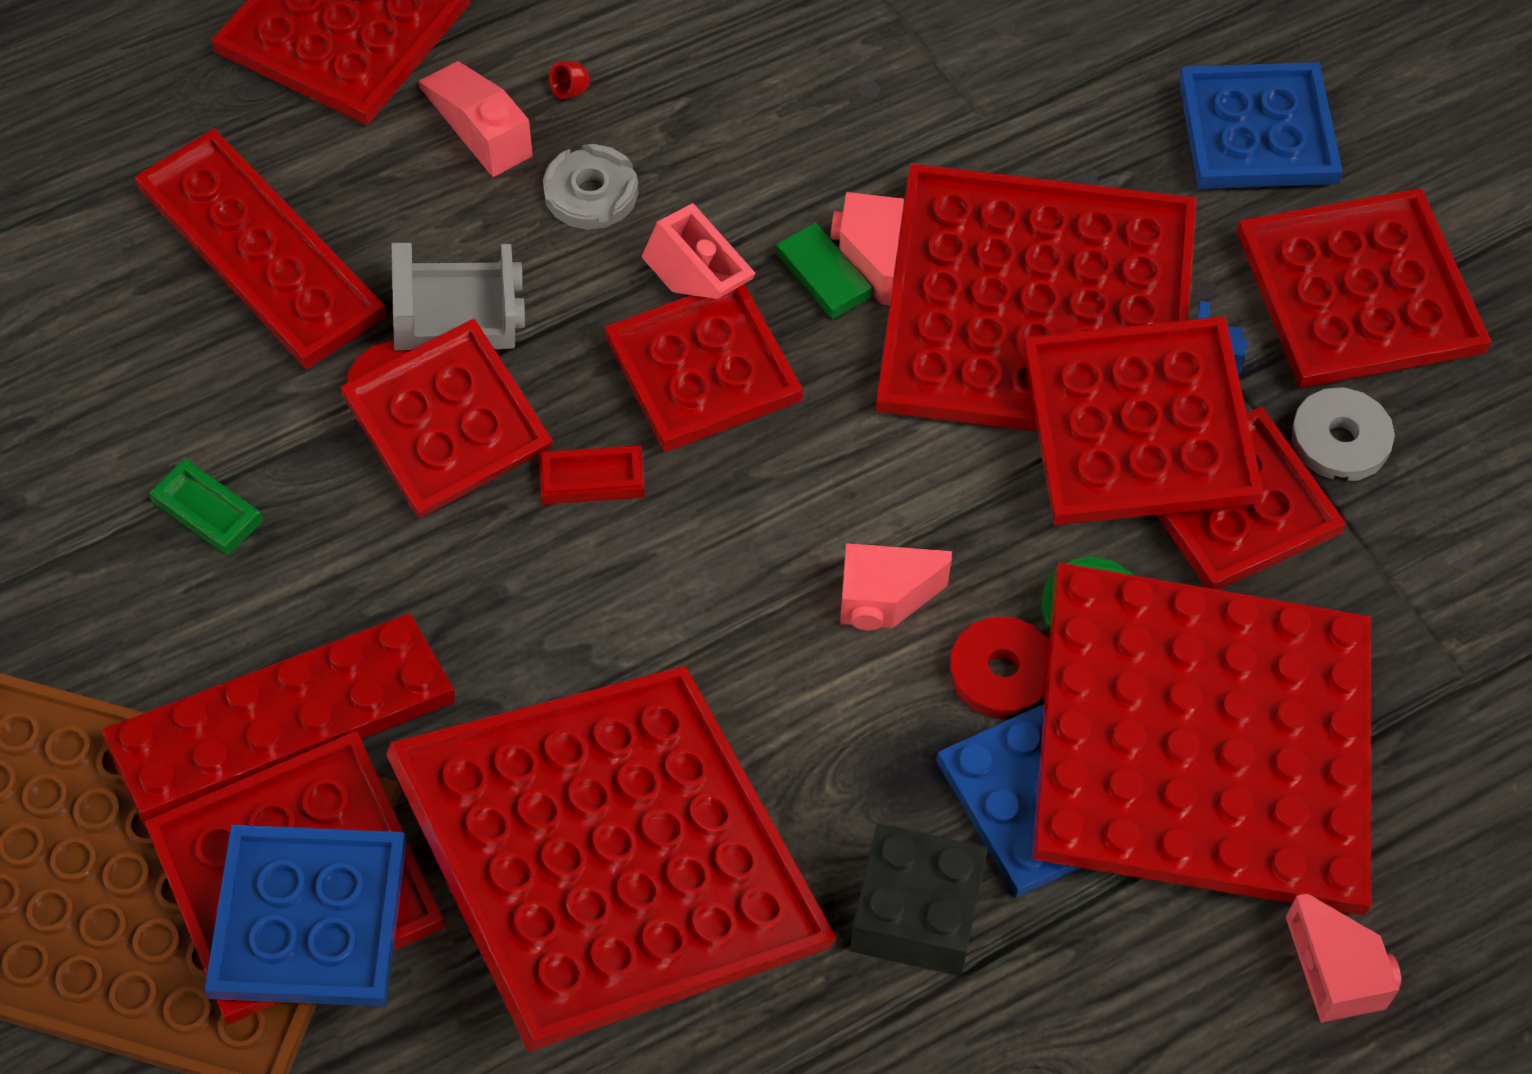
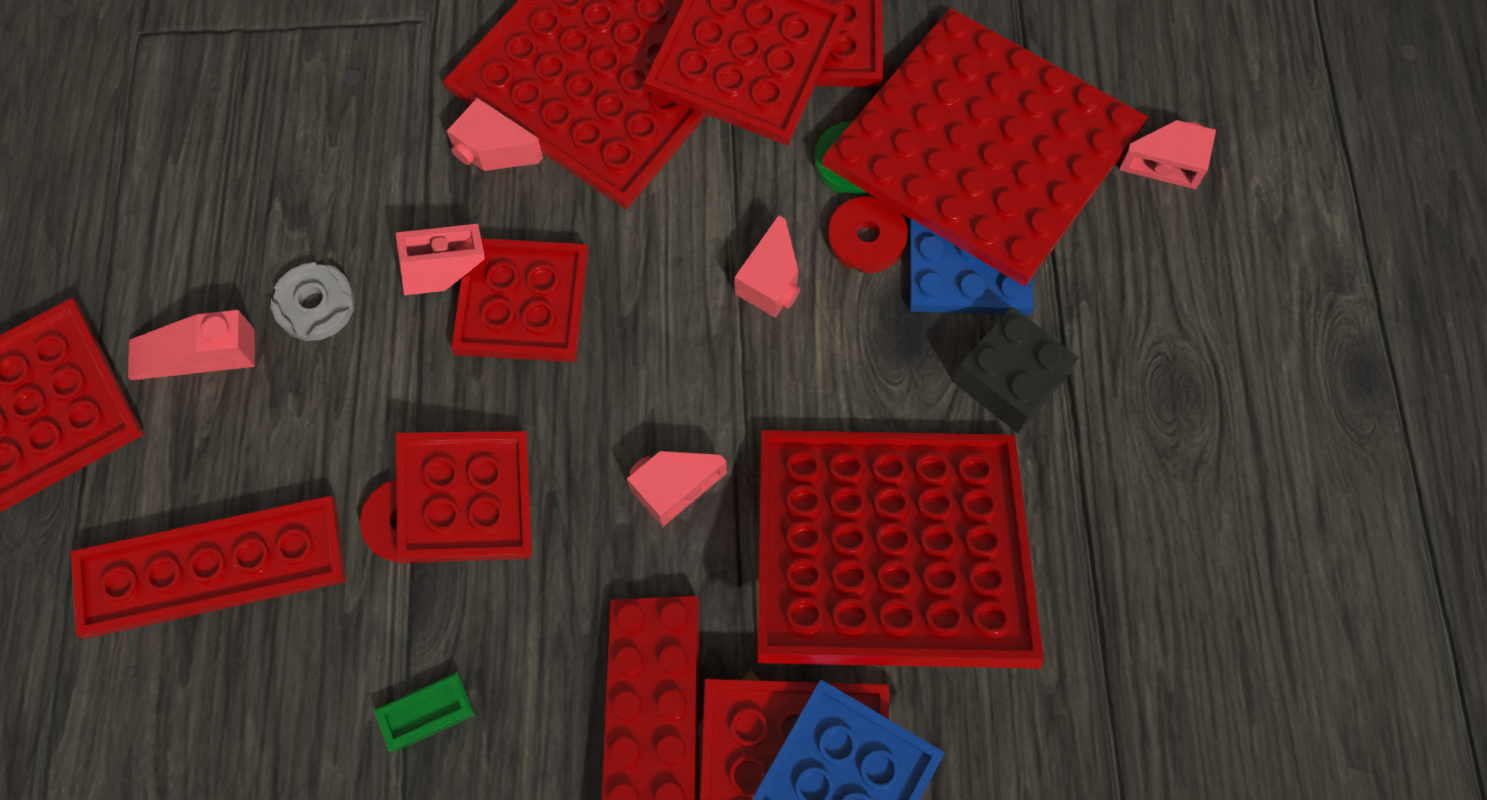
camera: 60 degrees left, 10 degrees up
(444, 295) = (358, 442): light grey panel -> none
(568, 79) = (199, 269): red hinge -> none
(573, 608) = (674, 481): none -> coral slope
(591, 474) = (564, 420): red tile -> none
(823, 271) = (490, 183): green tile -> none

